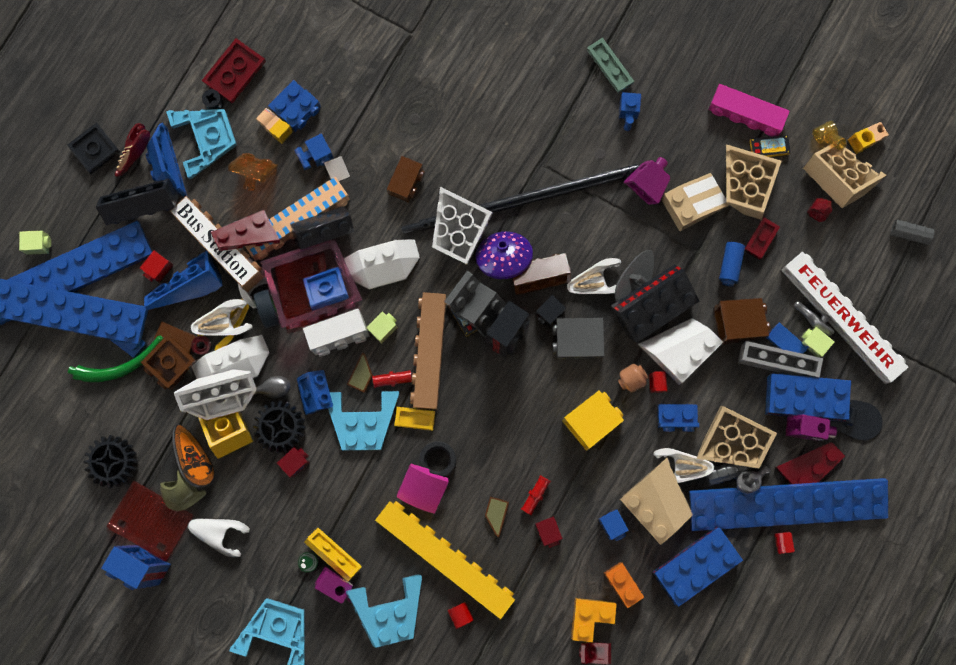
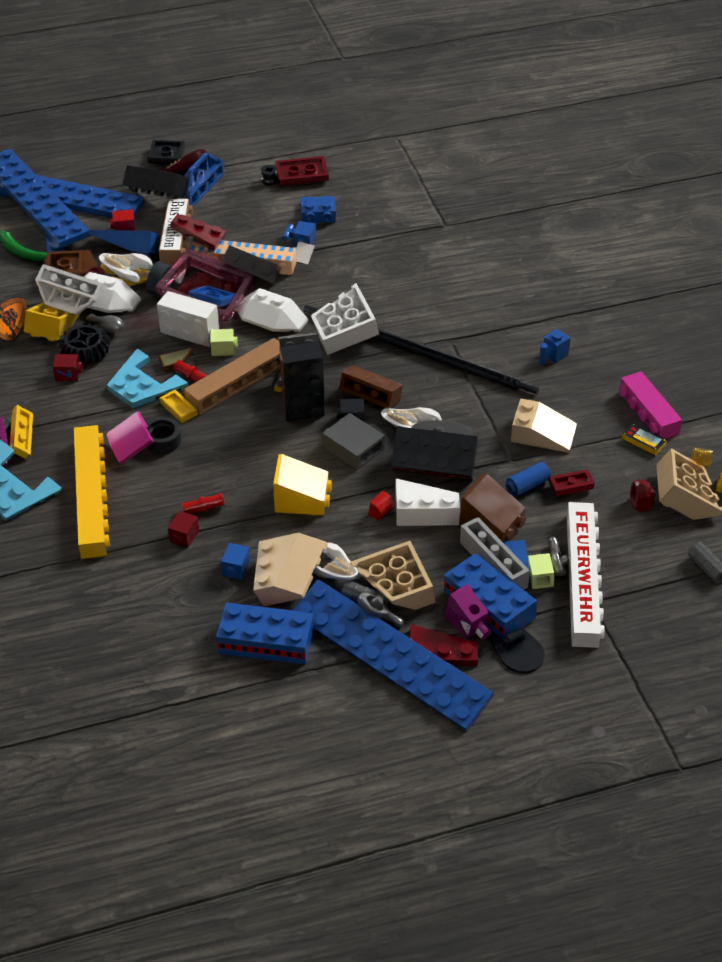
camera: 40 degrees right, 35 degrees down
(34, 242) = (69, 167): yellowish green brick -> none
(211, 133) = (245, 190): medium azure wing -> none
(253, 169) = (248, 213): clear orange plate -> none
(274, 125) = (291, 207): leg -> none
(314, 391) = (133, 342): blue bracket -> none
(405, 179) = (340, 281): reddish brown brick -> none
(460, 615) = (56, 530): red brick -> none
(496, 513) = (160, 496): olive tile -> none
(505, 261) = (358, 357): dark purple dish -> none
(587, 613) = (142, 597): light orange brick -> none
(595, 653) = (115, 625): dark red bracket -> none
(610, 65) = (569, 317): sand green plate -> none
(623, 585) = (194, 600): orange brick -> none
(633, 378) = (364, 489): nougat head -> none
(649, 180) = (517, 386): magenta torso -> none
(677, 416) = (368, 537): blue bracket -> none
(749, 180) = (601, 441): tan wedge -> none
(784, 542) = (356, 676): red brick -> none

